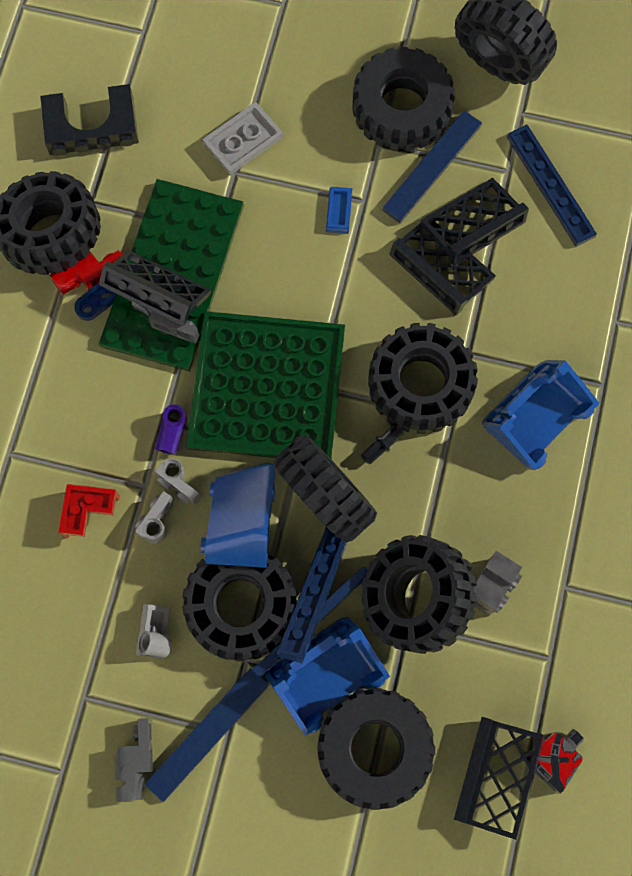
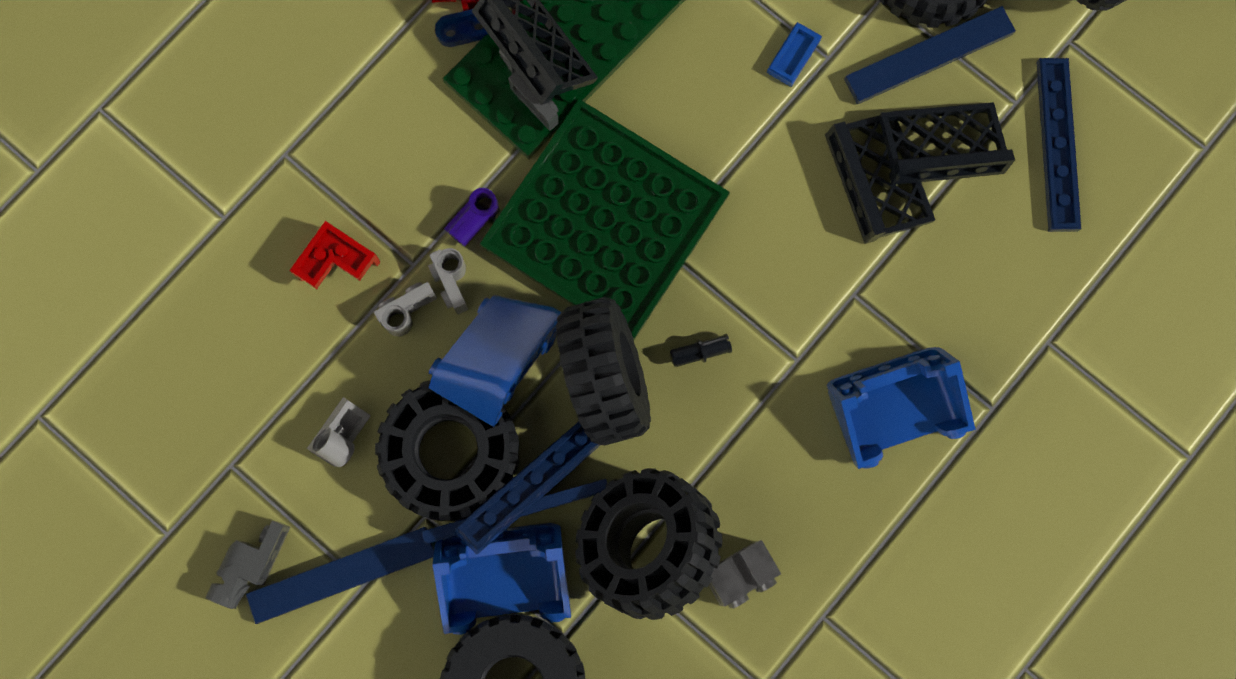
camera: 25 degrees right, 5 degrees up
(426, 345) = (811, 262): black tyre -> none

